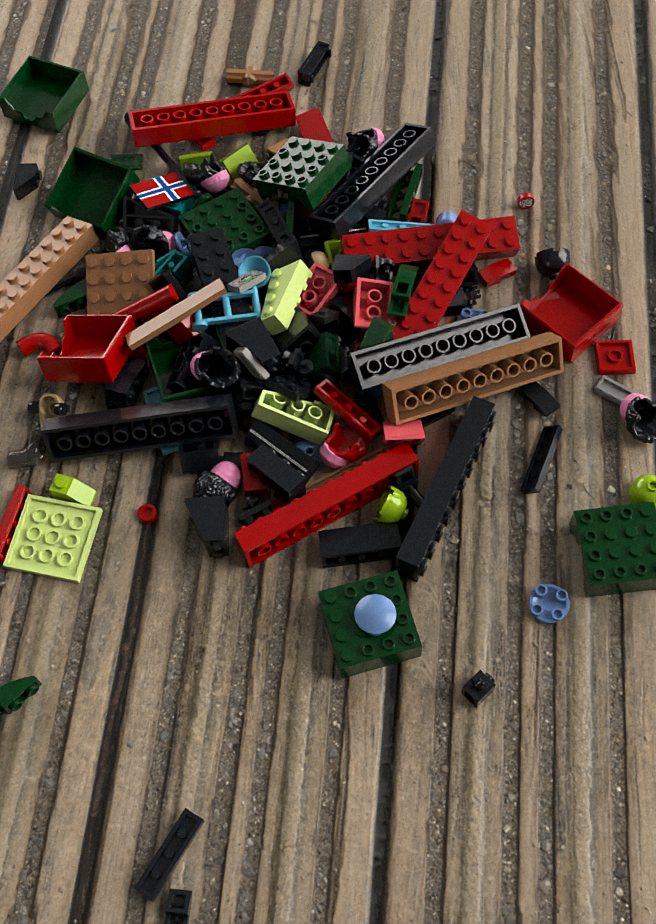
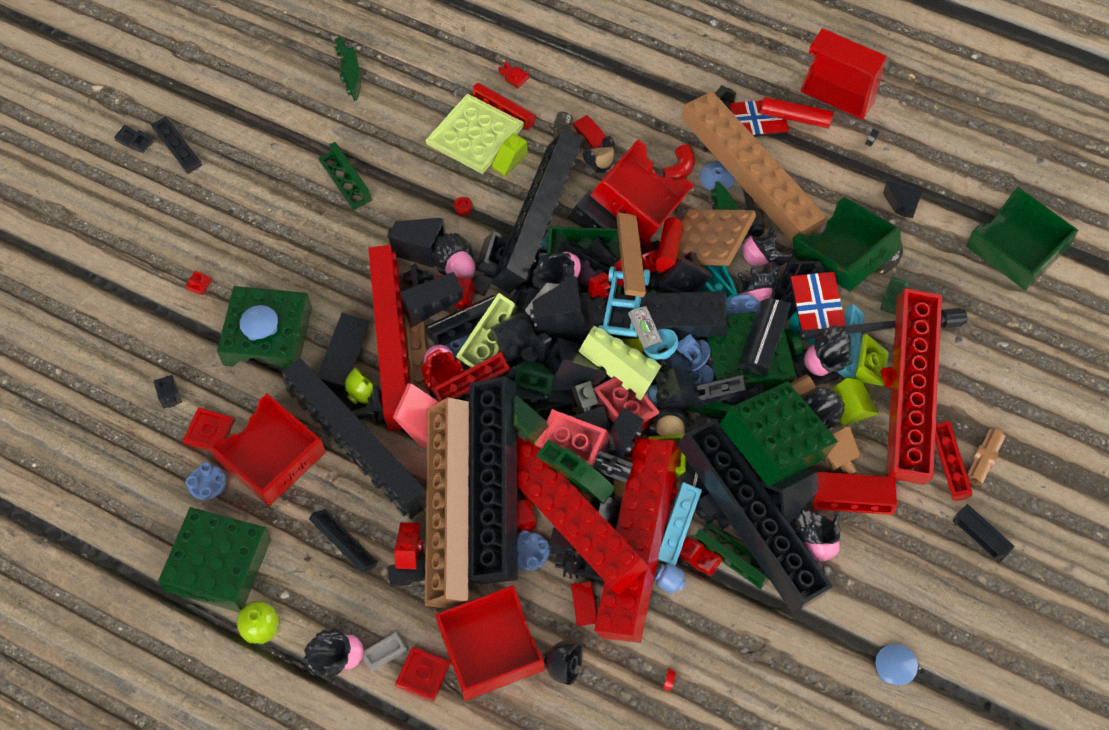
camera: 110 degrees right, 0 degrees up
(18, 436) = (588, 128): none -> red slope
(40, 319) = (709, 177): none -> medium blue dish
(144, 637) = (350, 173): none -> dark green fence
(169, 357) = (603, 251): none -> black slope
(214, 209) = (764, 336): none -> black brick
(216, 331) = (599, 285): none -> red tile
(339, 730) = (198, 283): none -> red tile
(437, 86) = (896, 664): none -> medium blue dish
(493, 556) = (269, 451): none -> red piece
(496, 631) = (207, 427): none -> red tile
(522, 401) = (408, 545): none -> red brick

